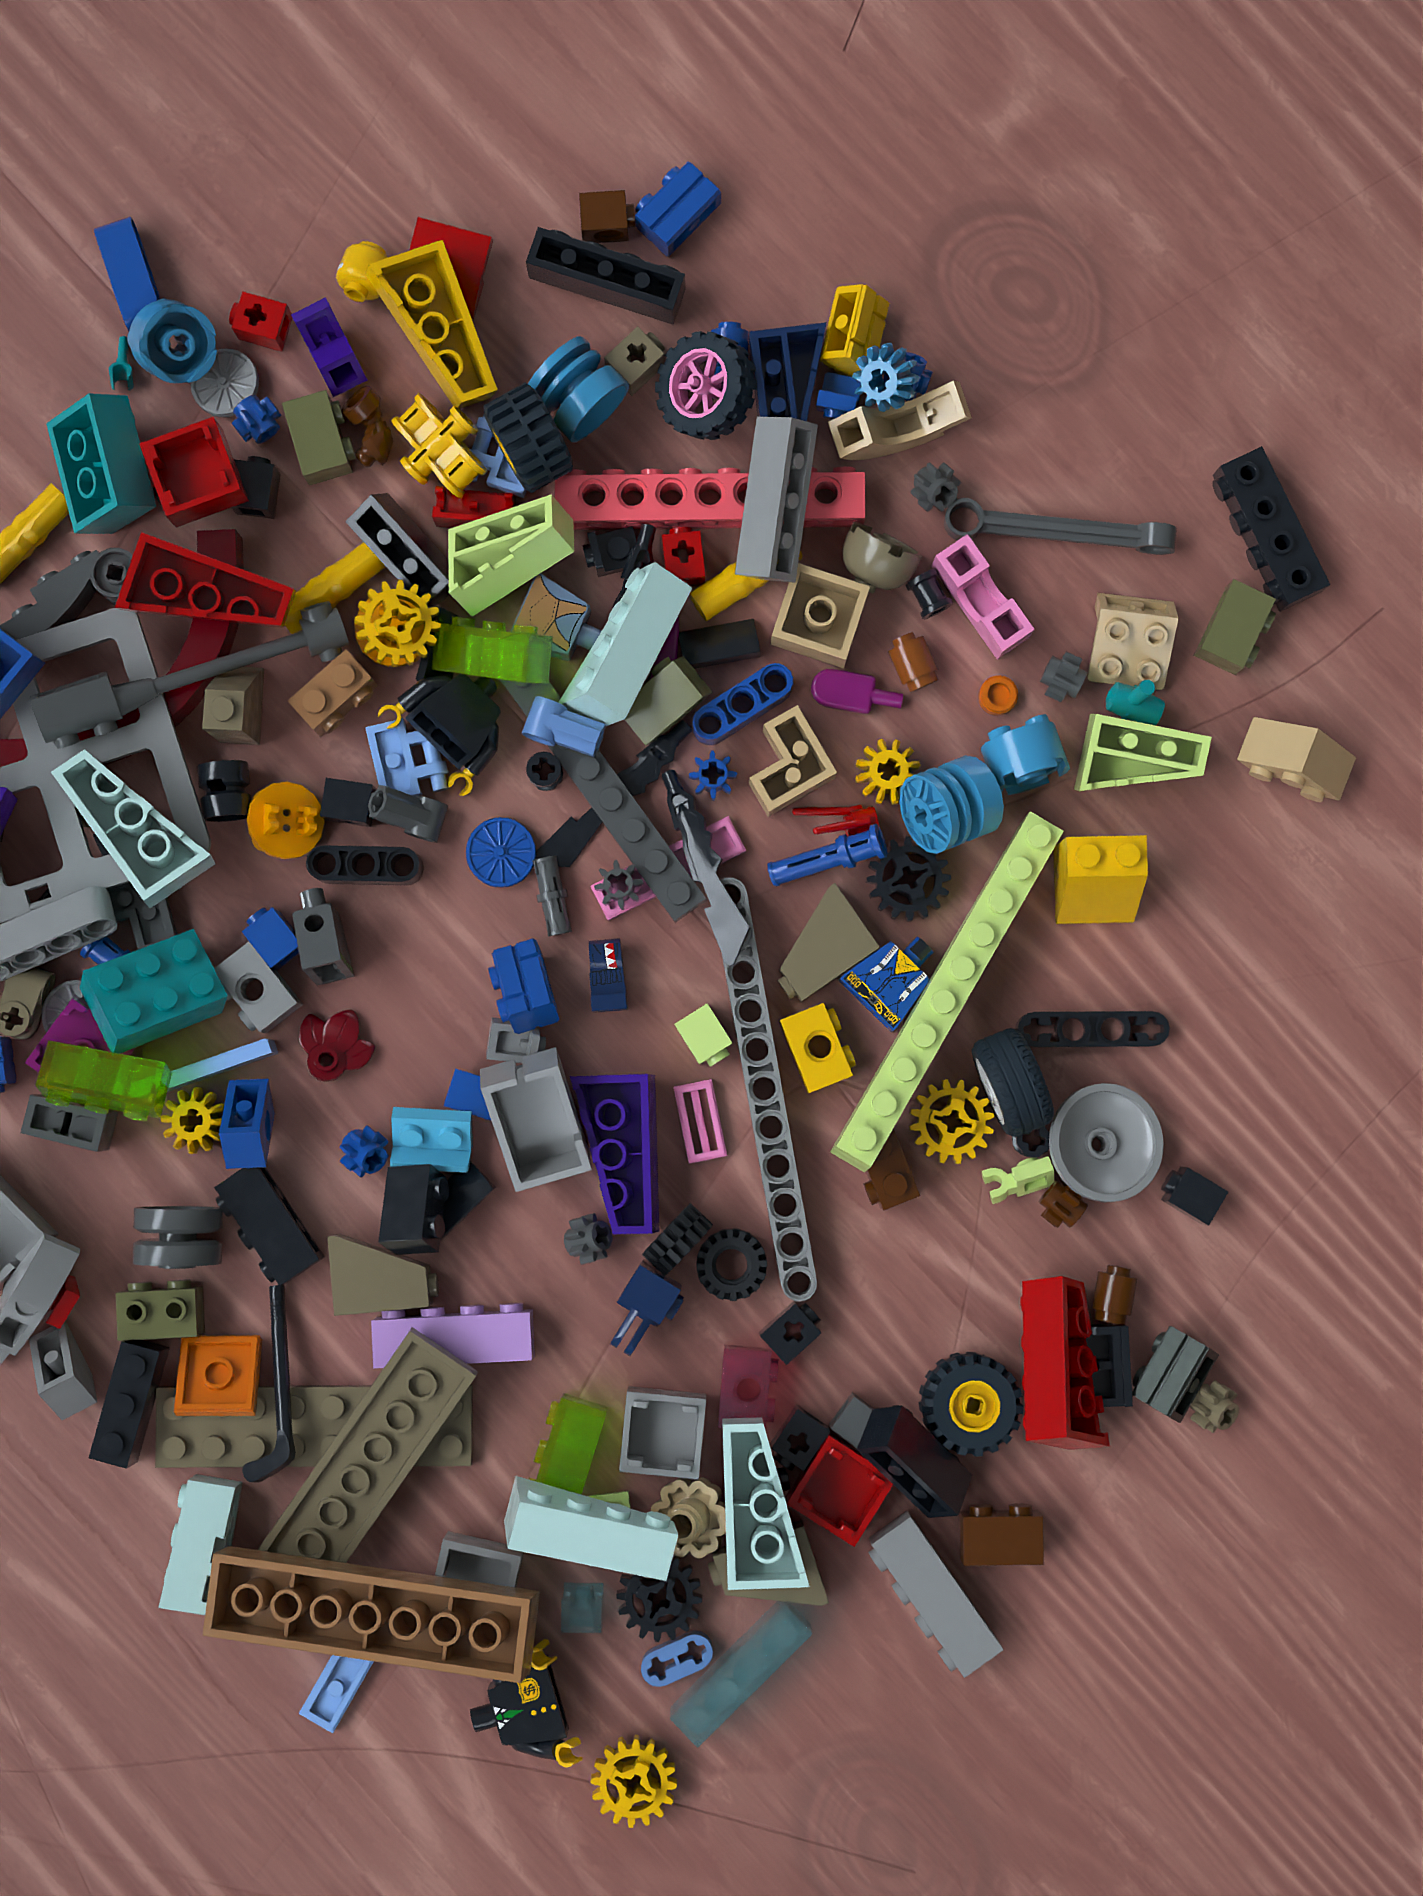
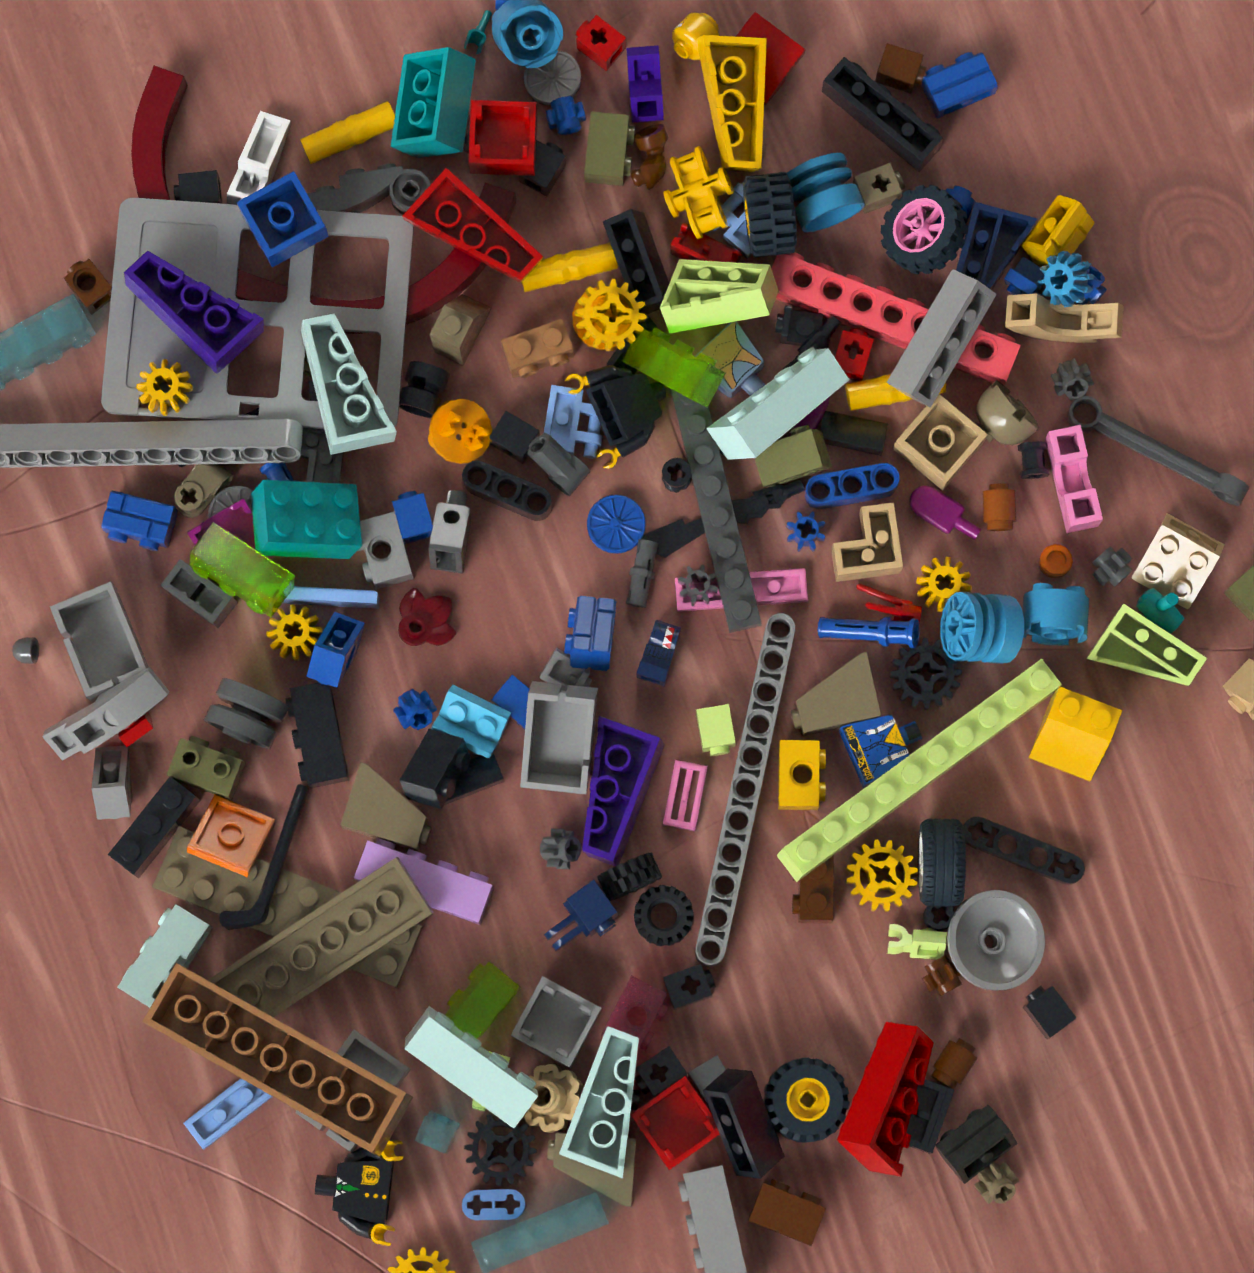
camera: 25 degrees right, 5 degrees down
(99, 704) = (358, 284): dark grey bar -> none
(553, 724) = (698, 440): medium blue piece -> none
(723, 915) = (769, 641): sword -> none

